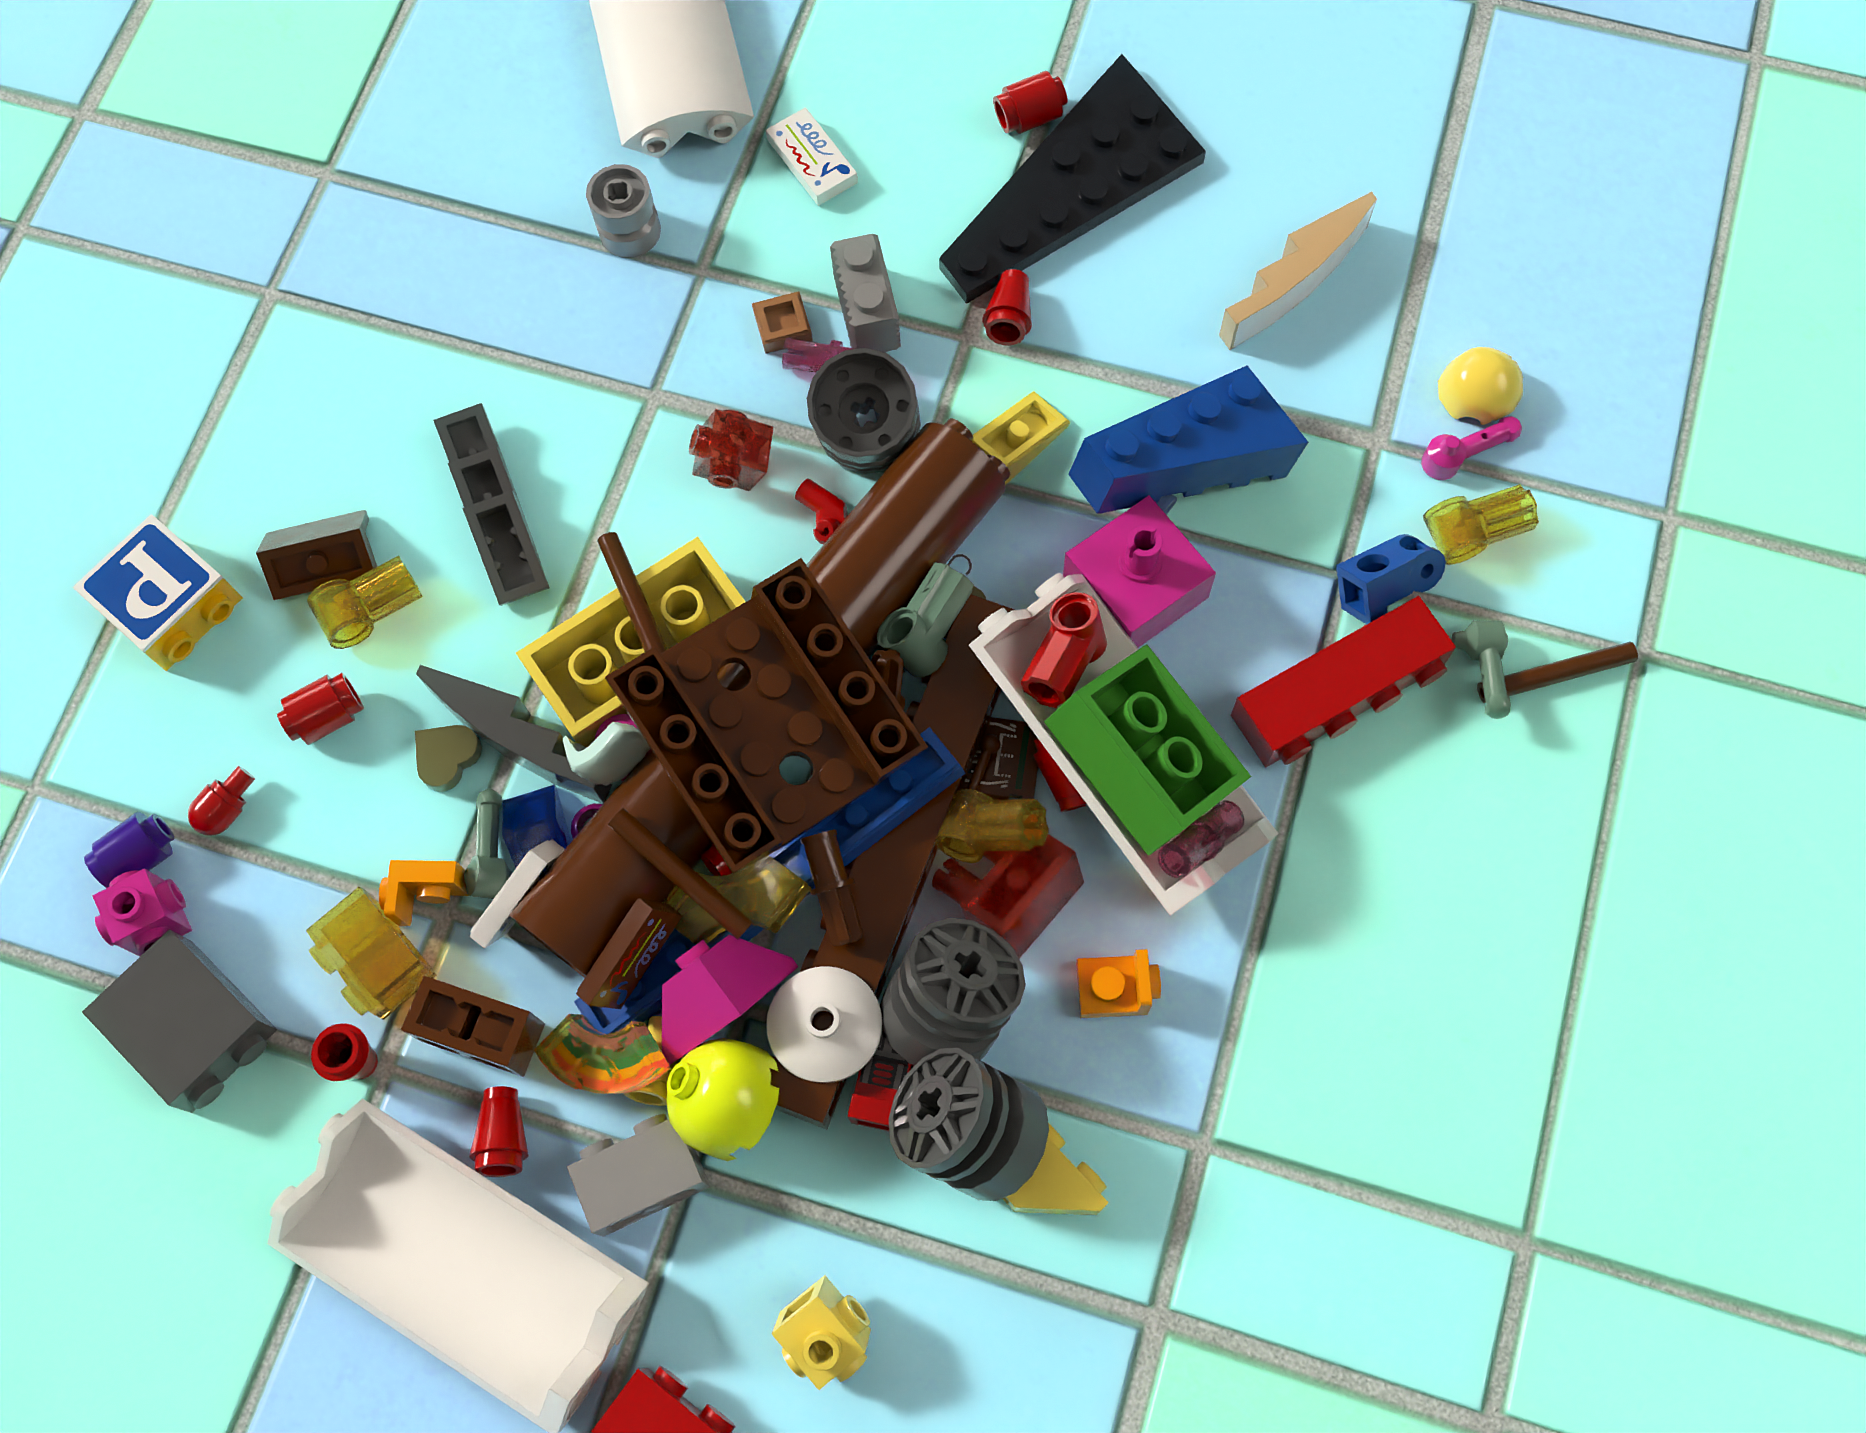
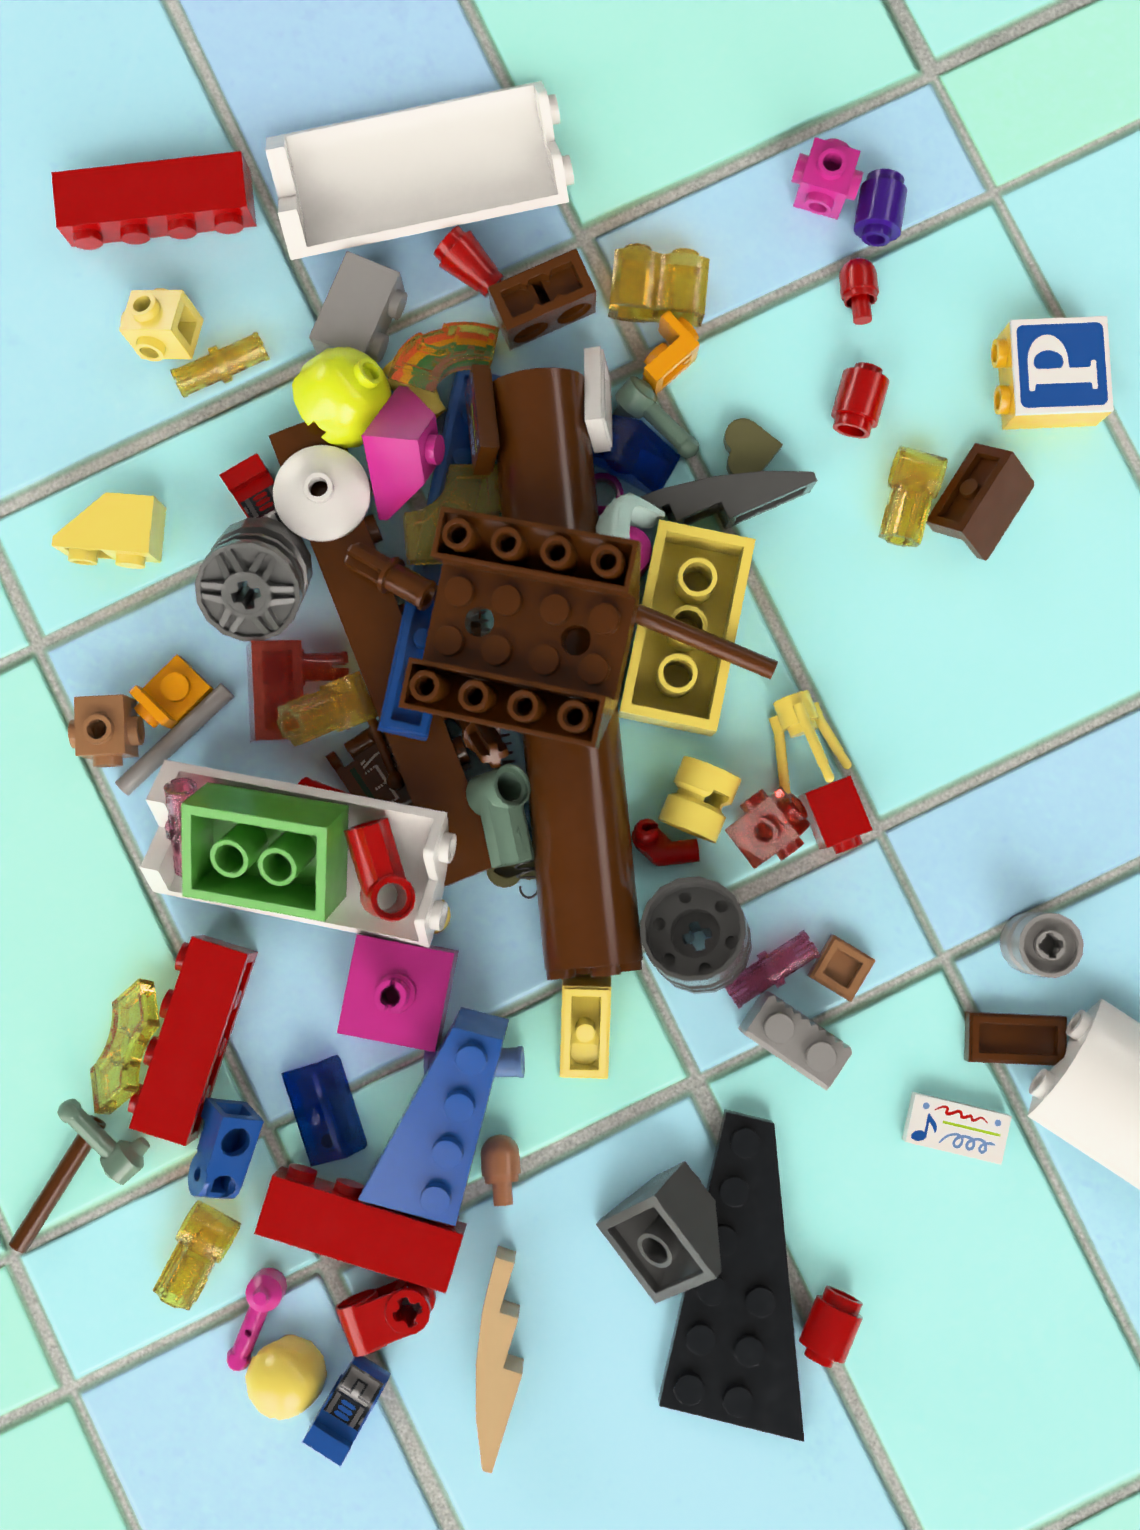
camera: 135 degrees right, 15 degrees up
(180, 1022) = (730, 144): dark grey brick -> none
(343, 1053) = (603, 211): red cone -> none
(491, 504) = (900, 640): dark grey slope -> none
(627, 512) = (802, 717): none -> light yellow plant
(669, 420) = (836, 815): none -> red brick
(680, 873) = (490, 488): reddish brown bar -> none
(709, 178) = (1015, 1038): none -> reddish brown tile
(763, 515) = (699, 799): none -> light yellow wheel
(804, 1251) = (220, 364): none -> clear yellow pin
(968, 1125) = (172, 509): dark grey wheel -> none
(1009, 309) = (682, 1127): red cone -> none
(1090, 248) = (667, 1233): none -> dark grey slope
(1157, 945) = (174, 739): none -> light grey bar
(1177, 383) = (500, 1167): none -> nougat cylinder
(1187, 1009) = (106, 729): none -> medium nougat brick
(1281, 547) = (325, 1110): none -> clear blue slope
(1343, 453) = (335, 1224): none -> red brick
(1362, 363) = (379, 1318): none -> red piece
(1389, 730) = (118, 1067): none -> clear yellow tile
(1449, 325) = (346, 1409): none -> leg

